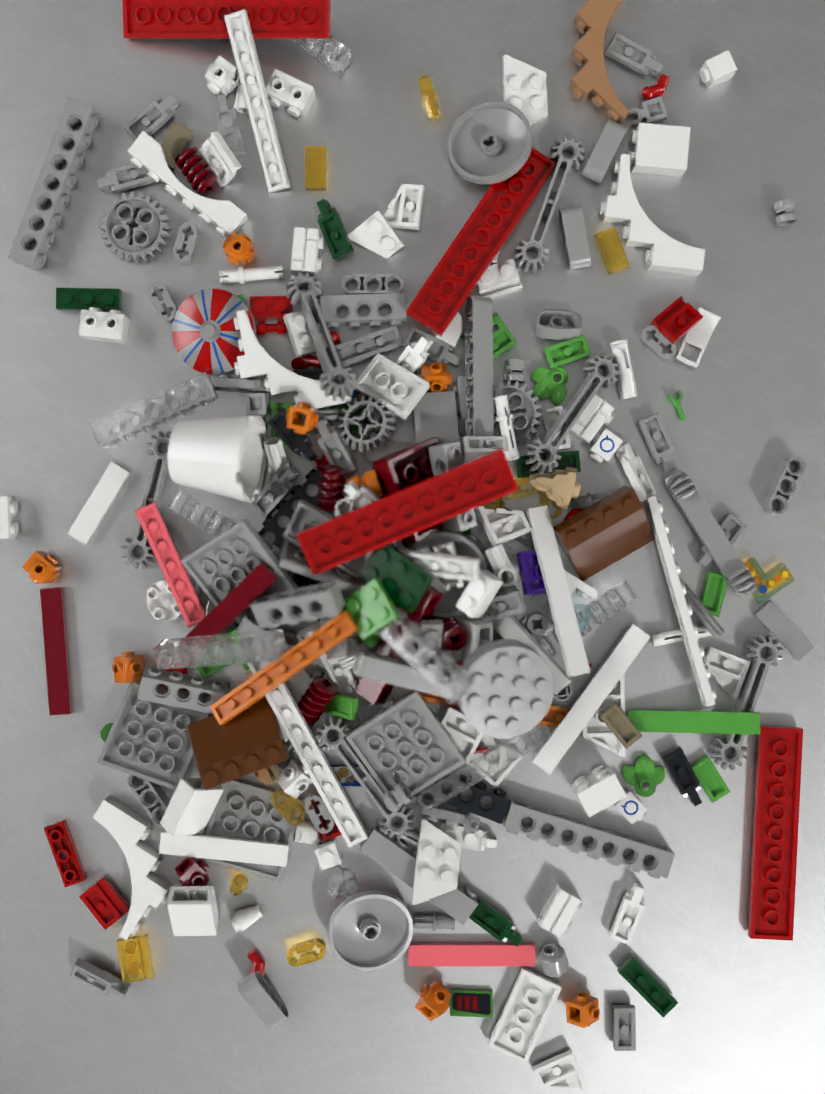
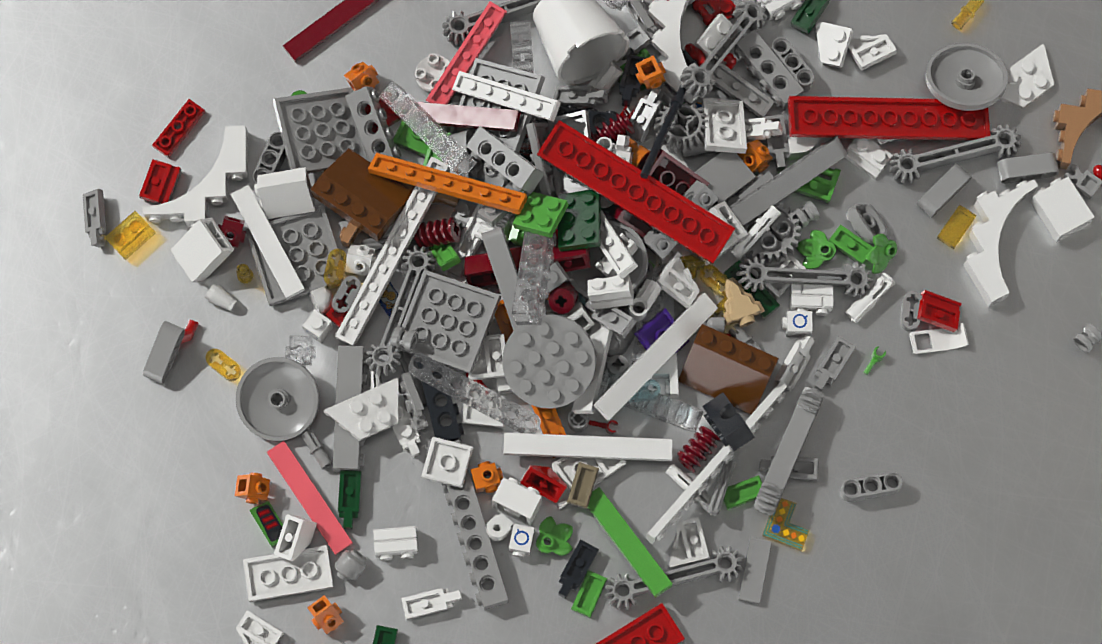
camera: 55 degrees right, 15 degrees down
(239, 561) = (506, 96): none -> white tile
(346, 415) = (676, 103): none -> black bar
(499, 993) = (294, 537): none -> white slope
(525, 827) = (447, 462): none -> white tile
(560, 806) = (483, 484): none -> orange brick
(561, 517) = (717, 323): none -> light grey piece
(592, 327) = (881, 253): none -> bright green plate
(596, 756) = (545, 481): none -> red slope
(608, 820) = (499, 527): none -> white piece
(654, 606) = (697, 448): none -> dark red piece
(671, 573) = (727, 422): none -> black arch

